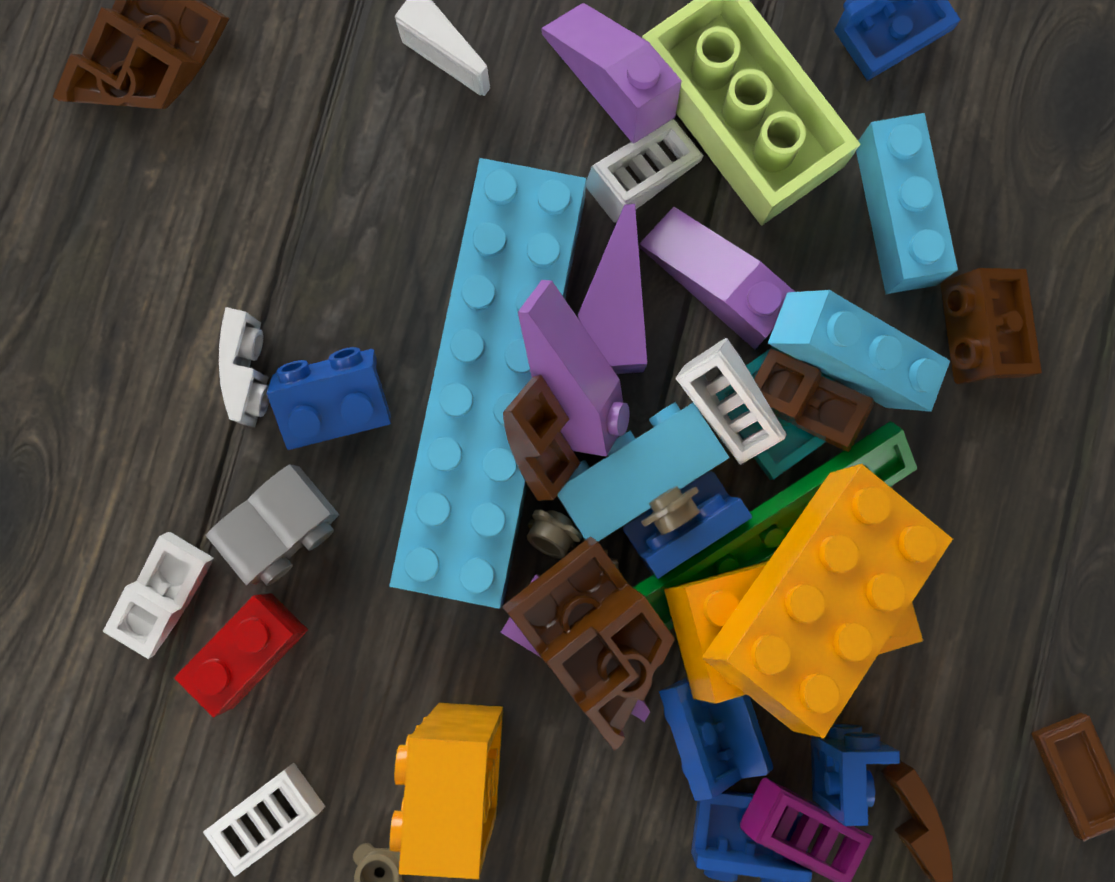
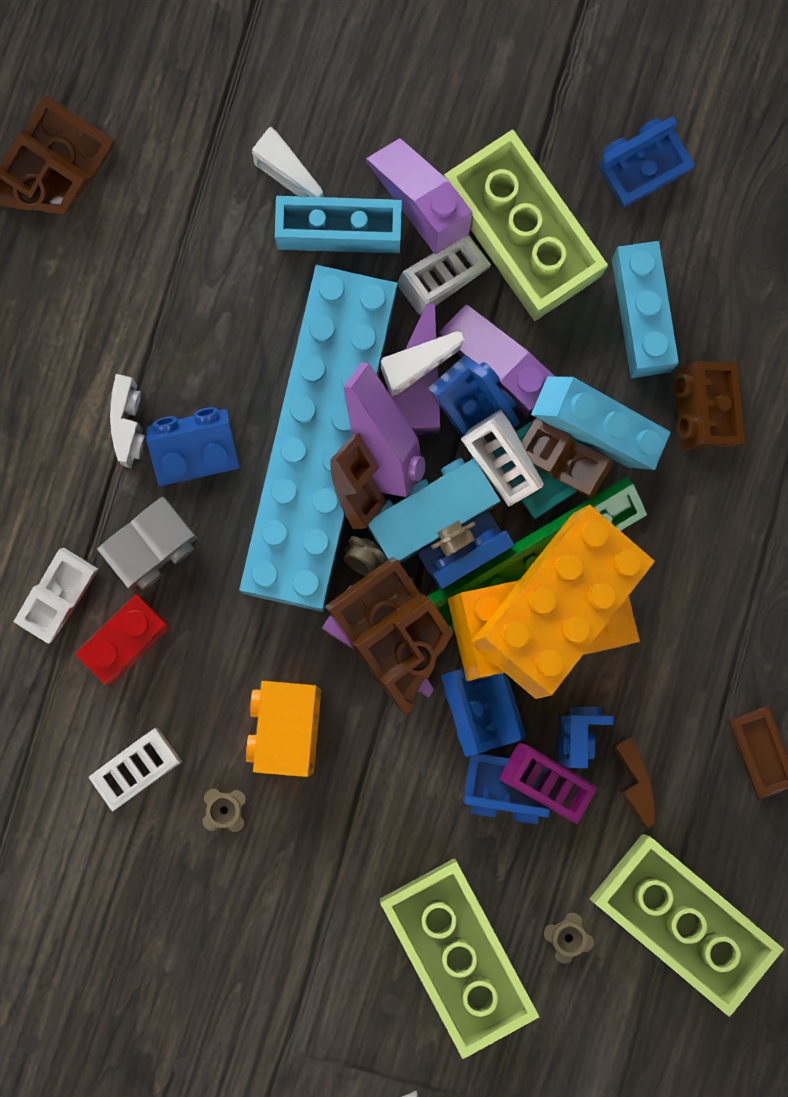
camera: 10 degrees left, 0 degrees up
(507, 107) = (338, 224): none -> medium azure brick
(610, 280) = (413, 363): none -> white slope
(686, 319) = (471, 395): none -> blue bracket

